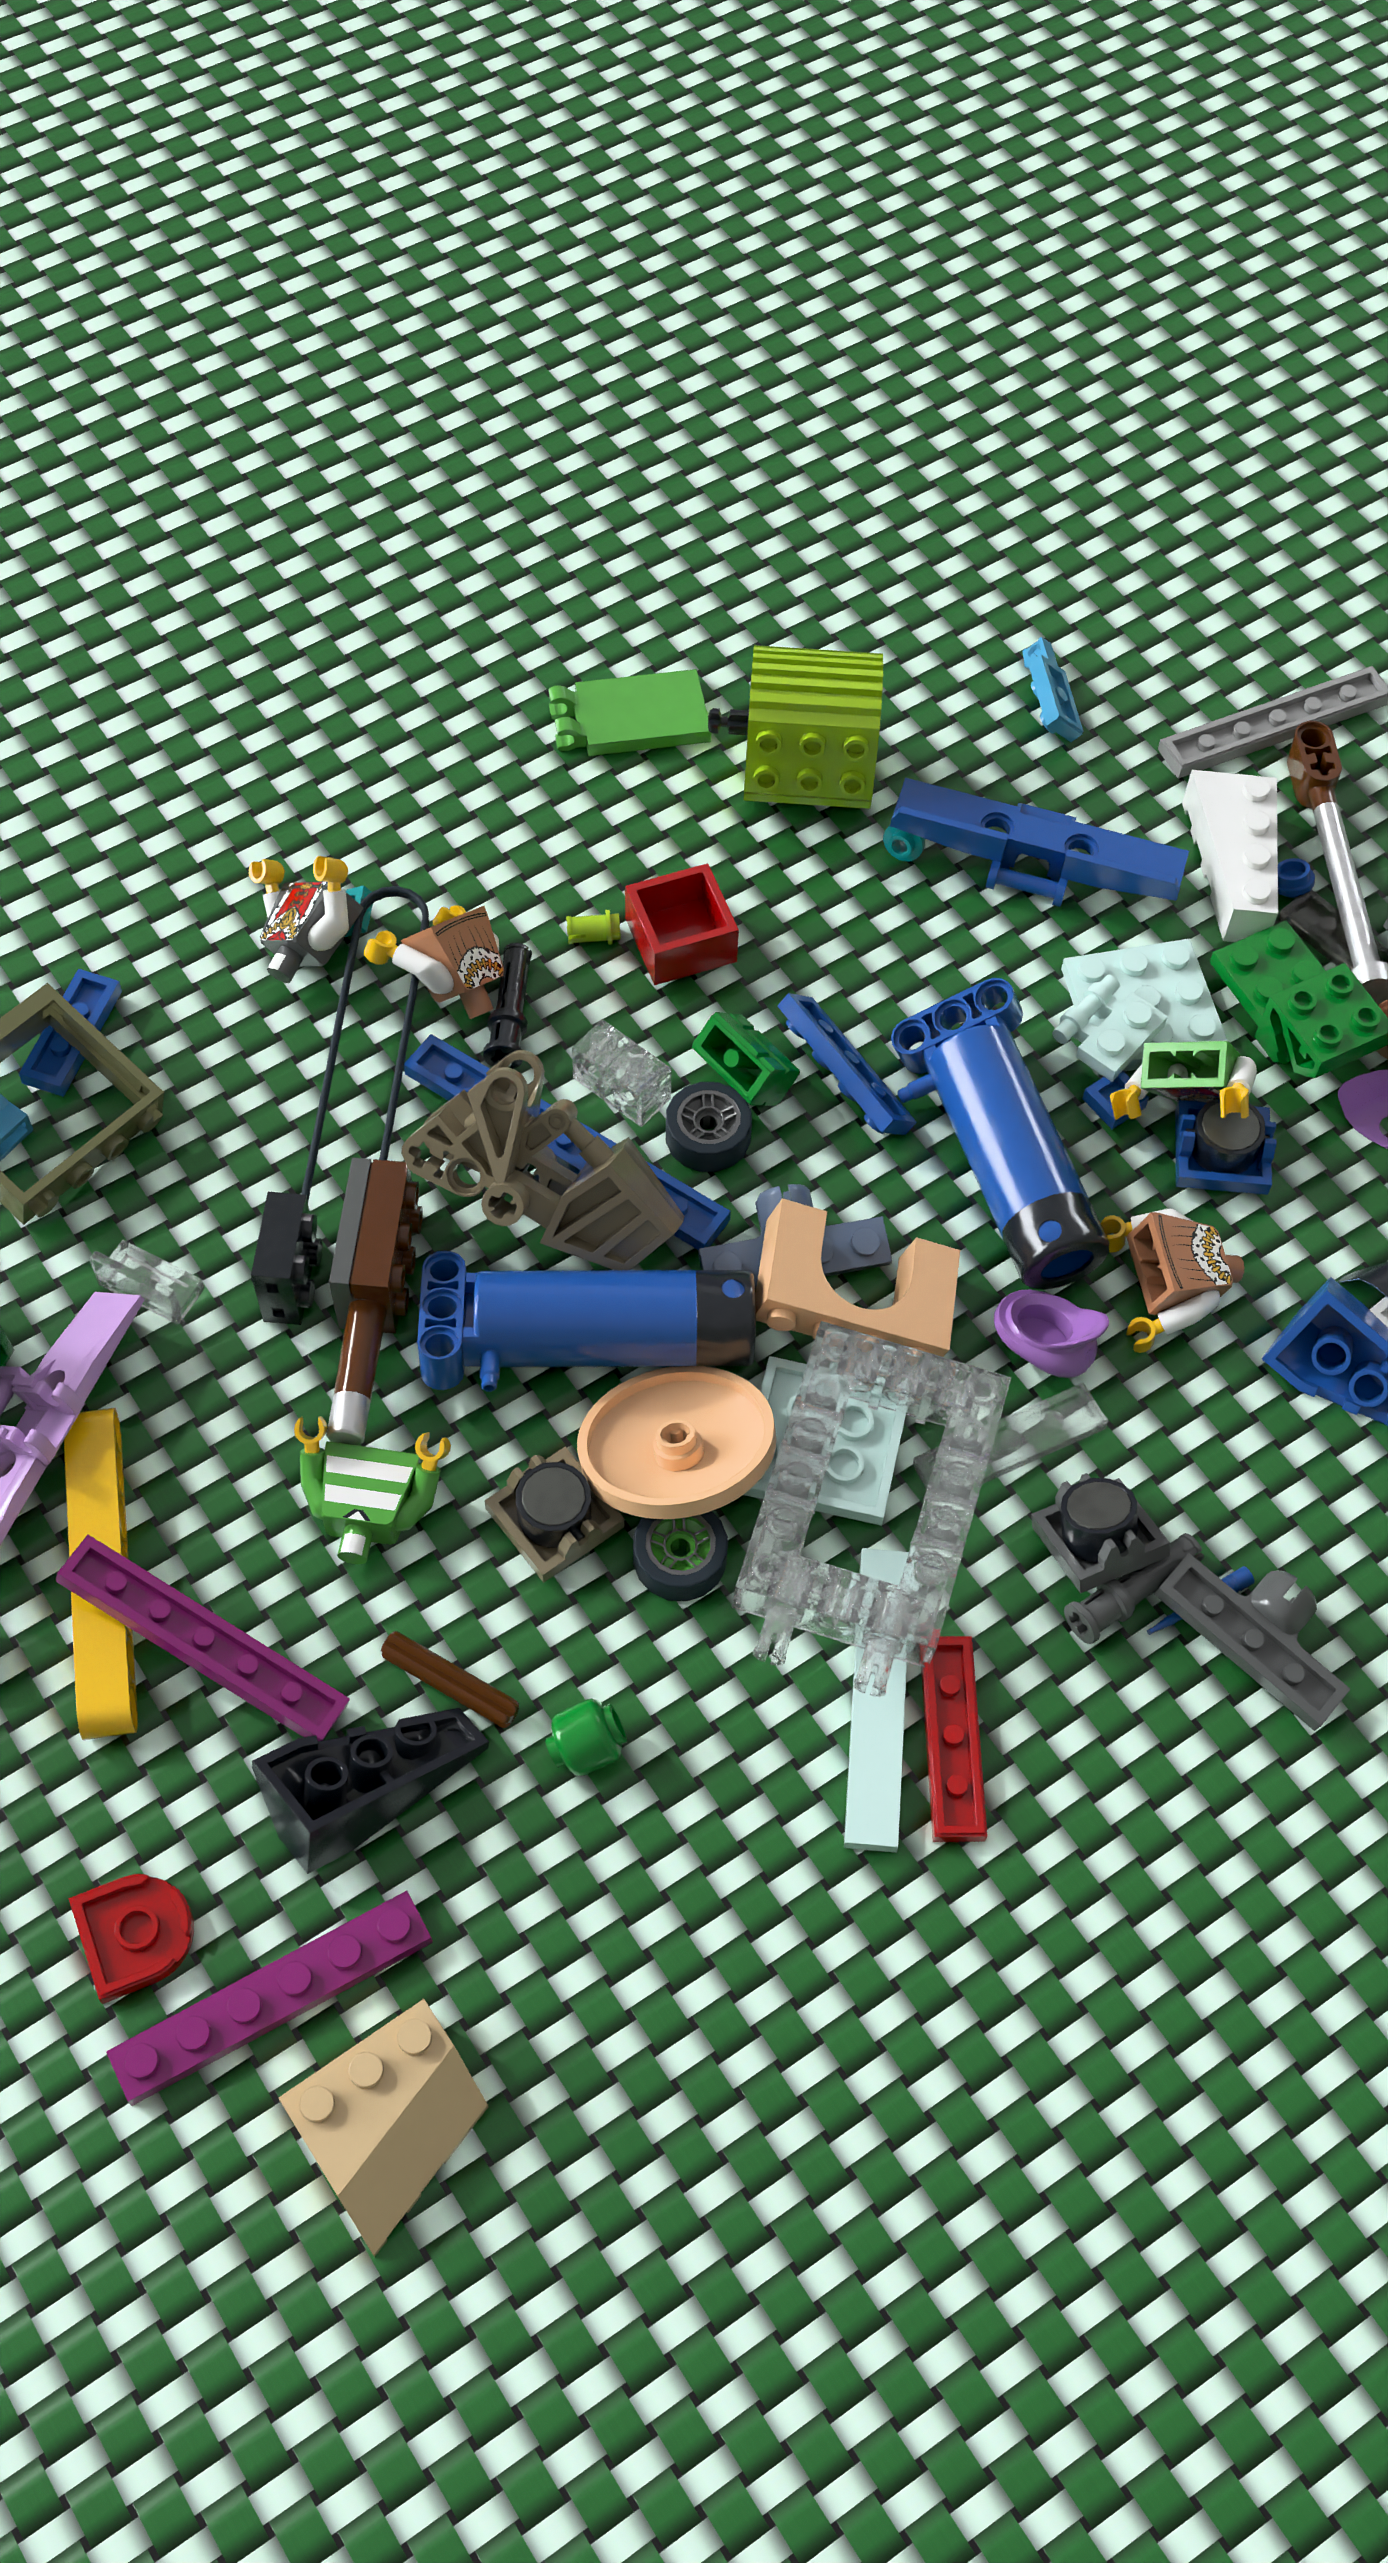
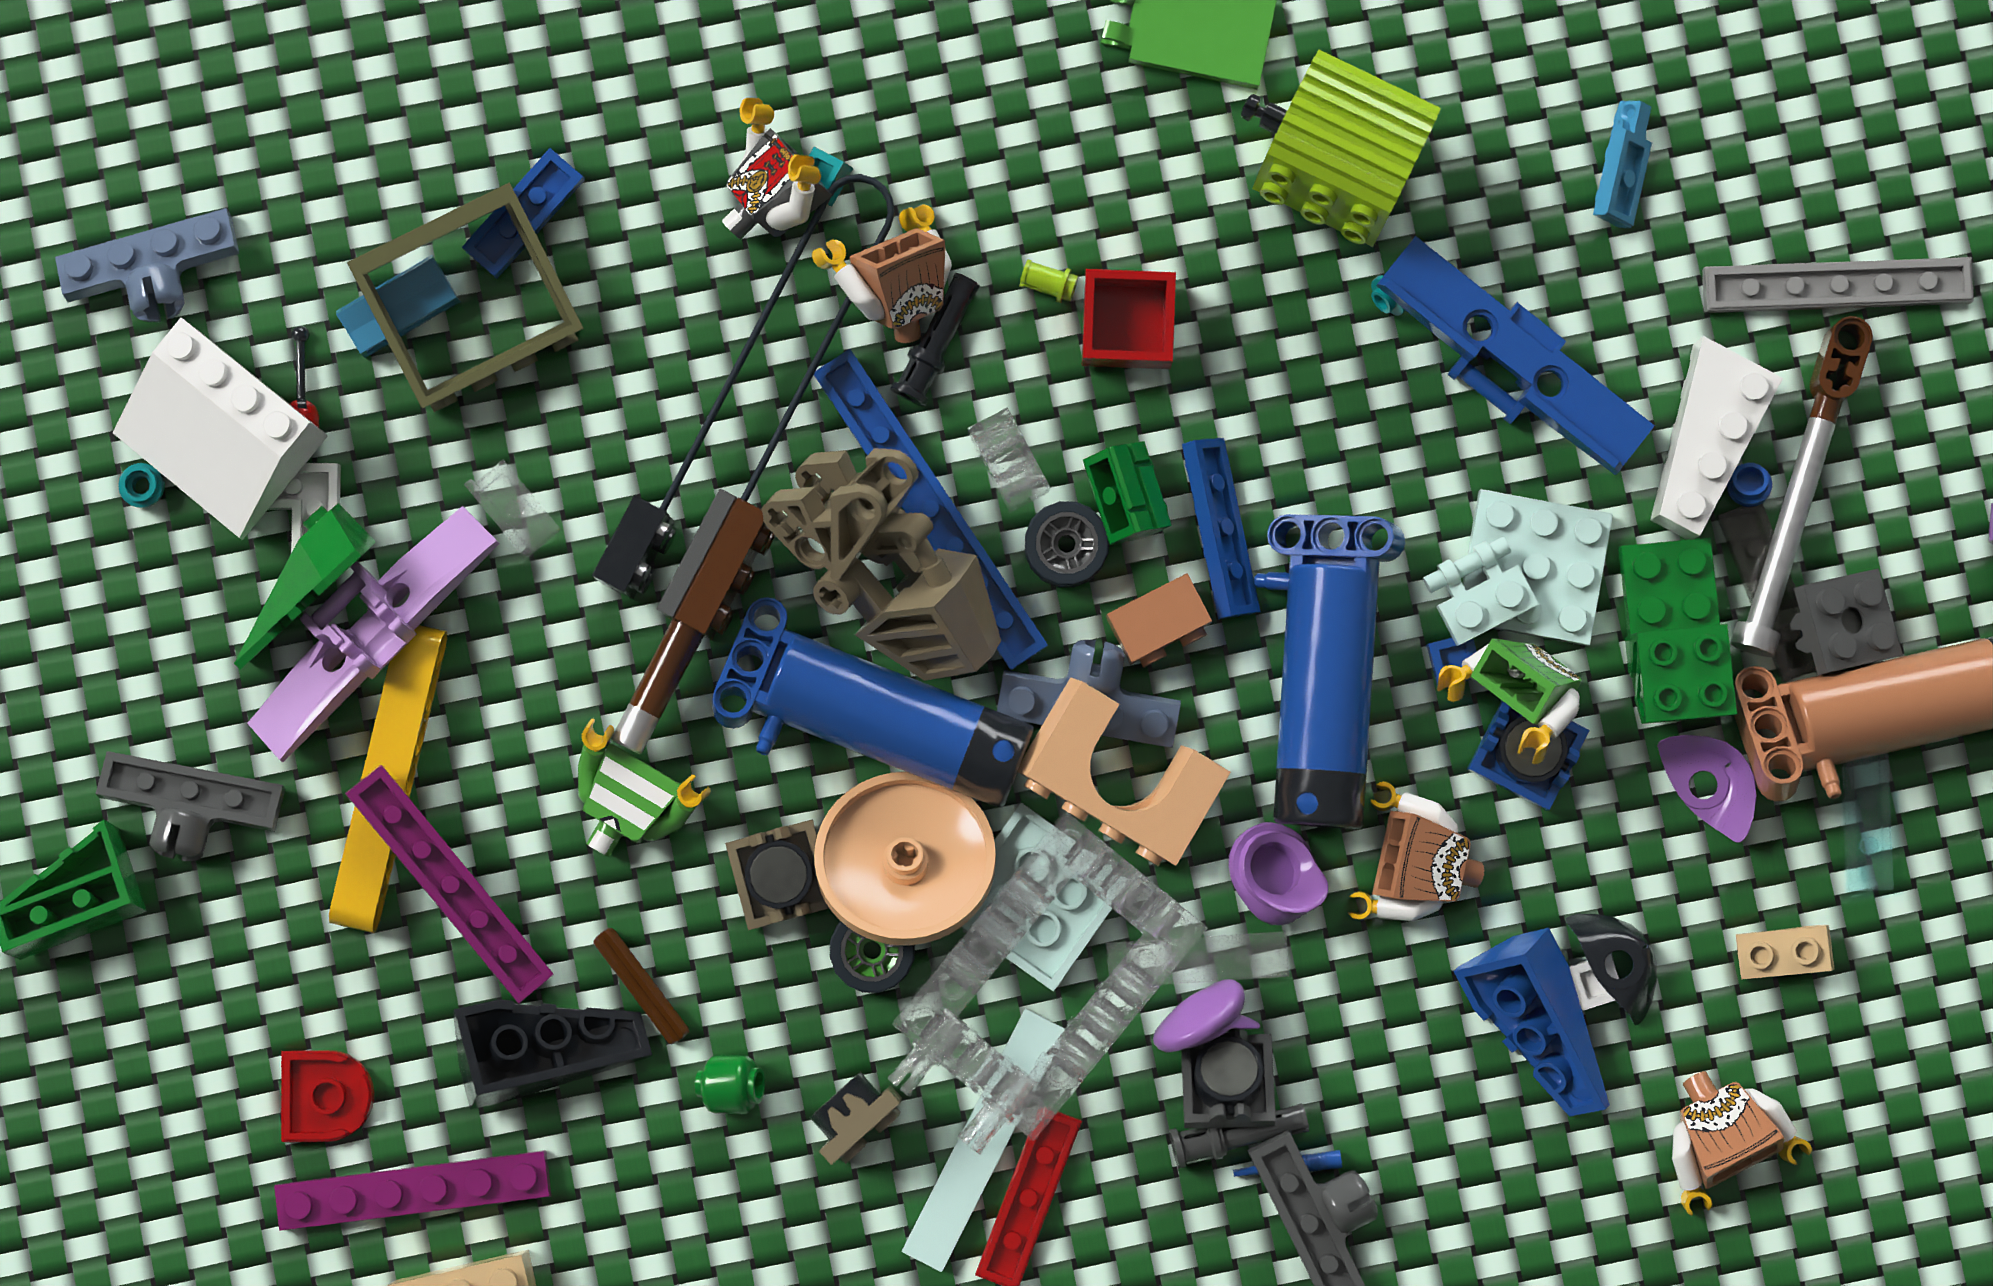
camera: 25 degrees right, 25 degrees up
(732, 1708) = (853, 1114): none -> dark tan piece
(827, 1150) = (1160, 620): none -> nougat brick
(1046, 1472) = (1204, 1017): none -> medium lavender piece

